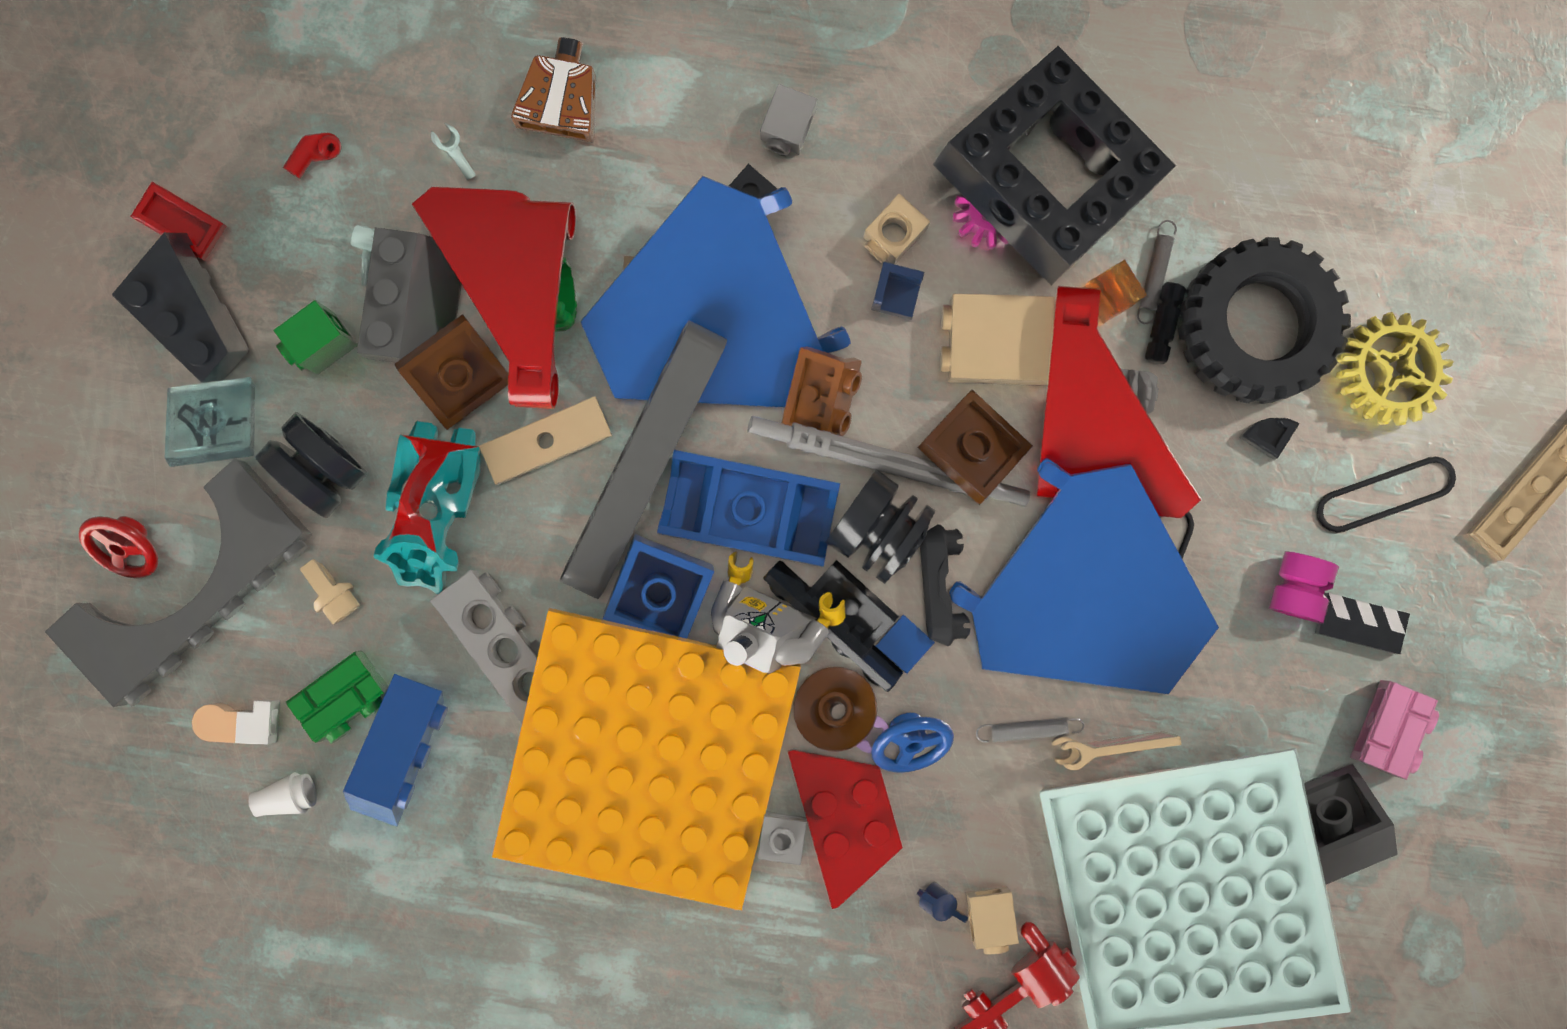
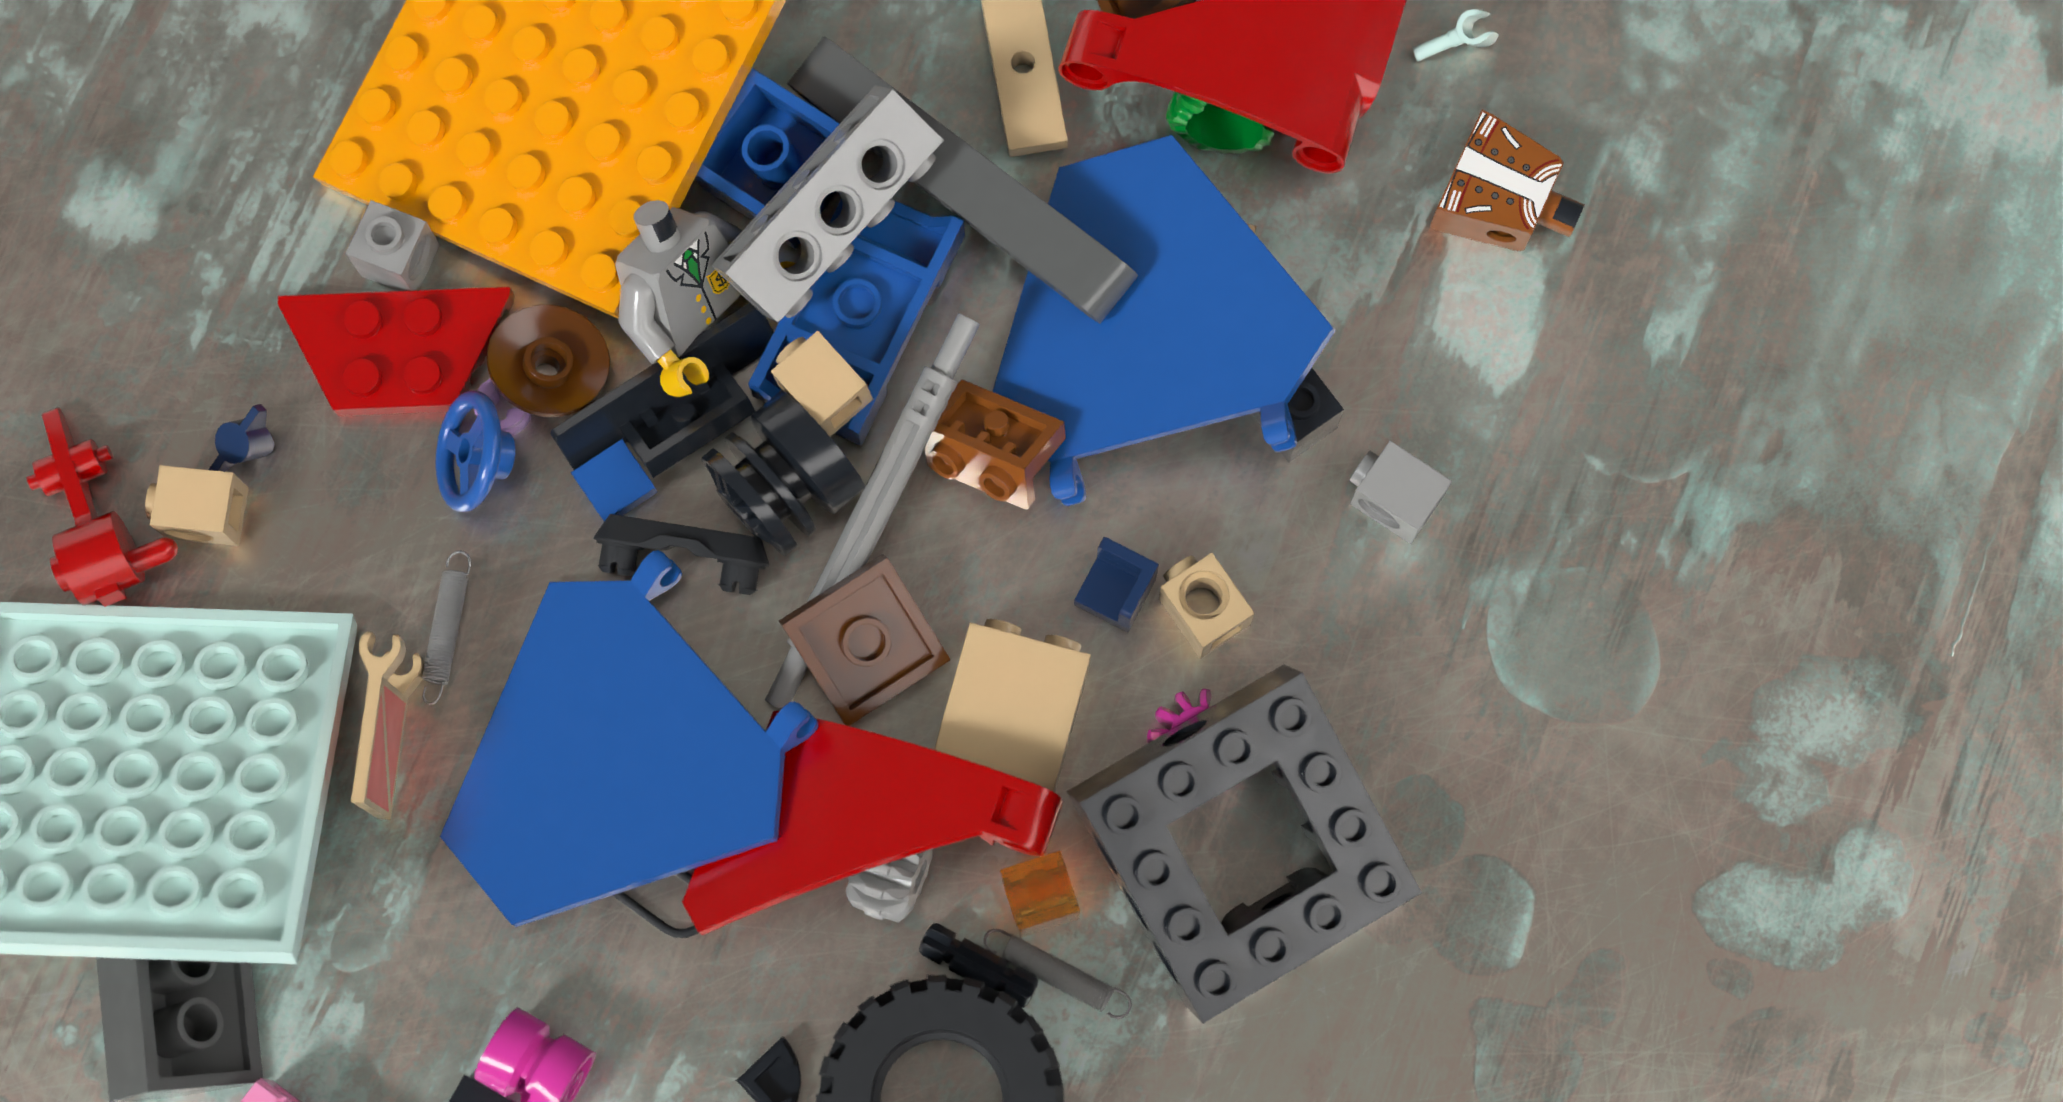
camera: 105 degrees right, 10 degrees down
(672, 543) = (794, 211): none -> light grey brick
(817, 514) = (821, 381): none -> tan brick

